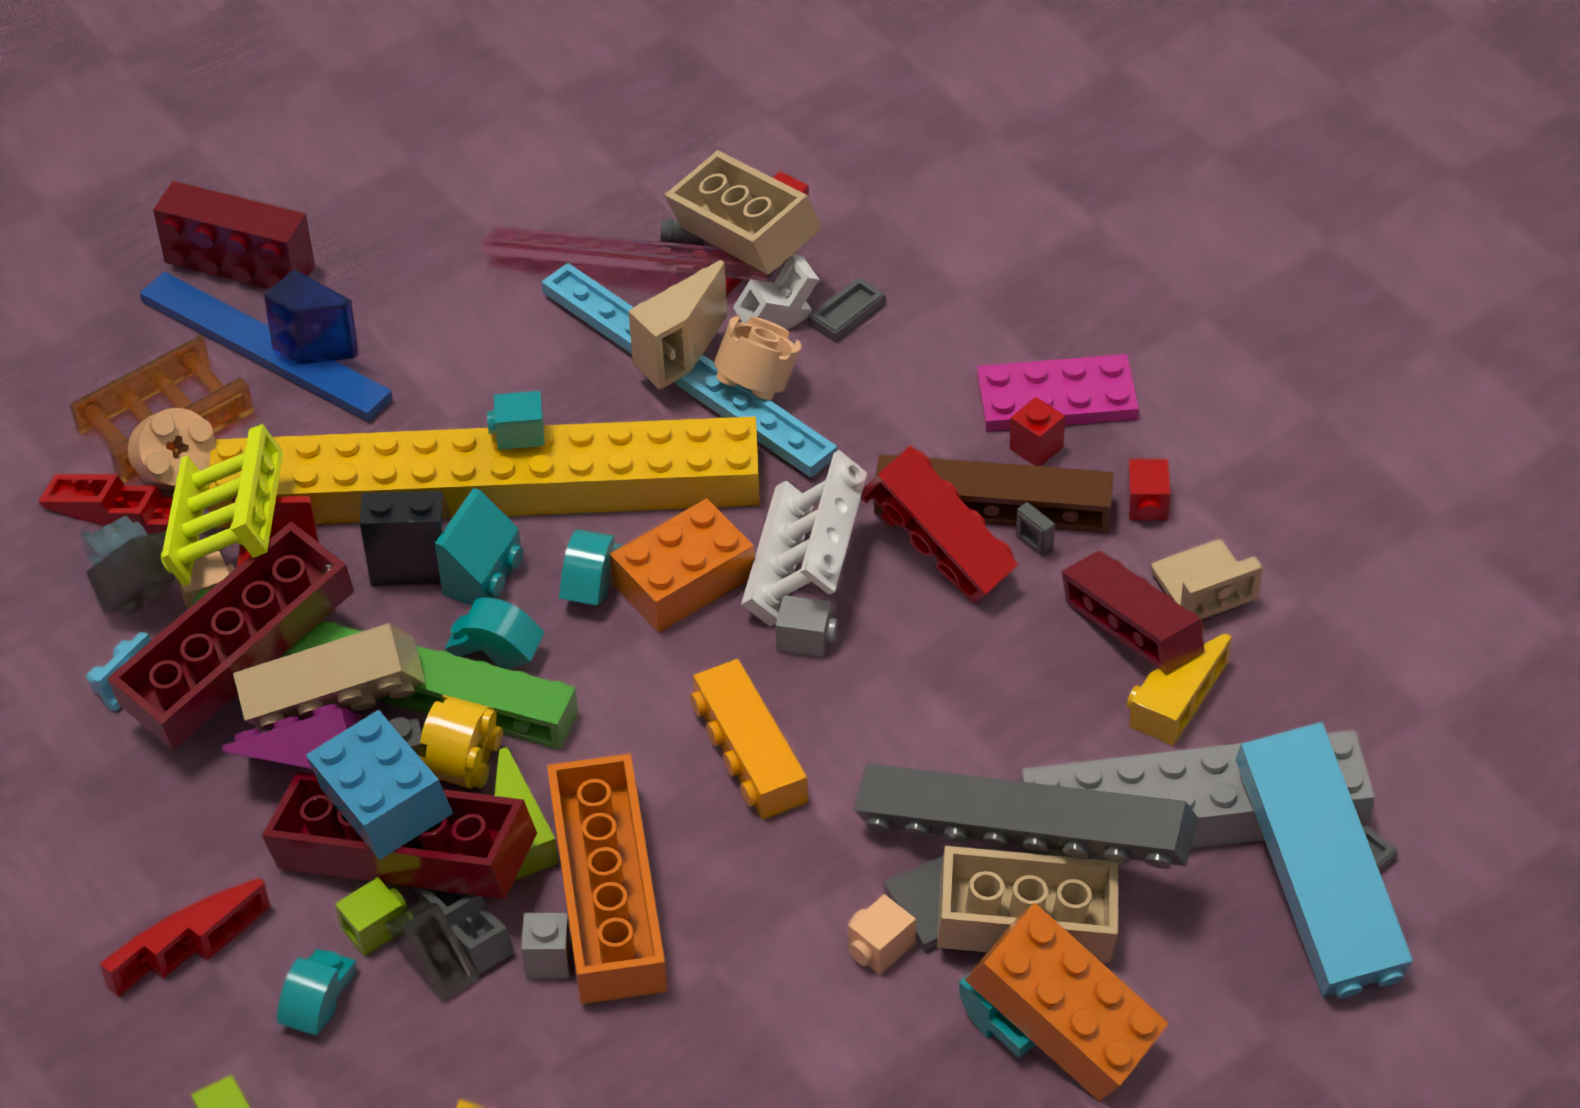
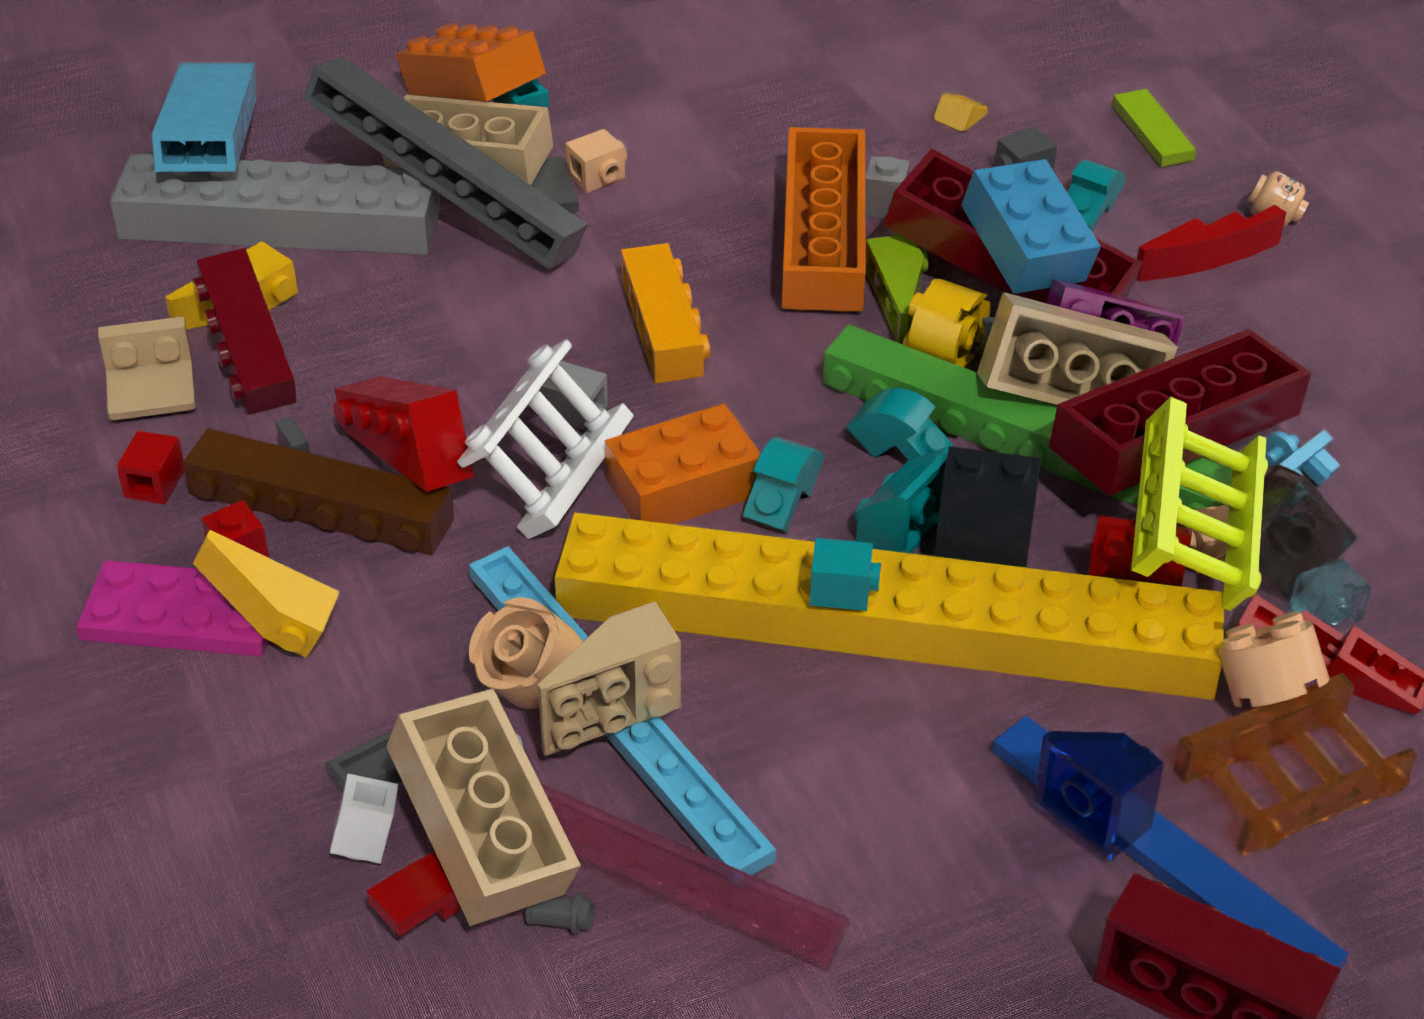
camera: 170 degrees left, 5 degrees down
(104, 1016) = (1279, 191): none -> light nougat head
(393, 1032) = (1025, 147): none -> dark grey brick
(836, 243) = (364, 818): none -> white brick
(979, 372) = (269, 595): none -> yellow slope

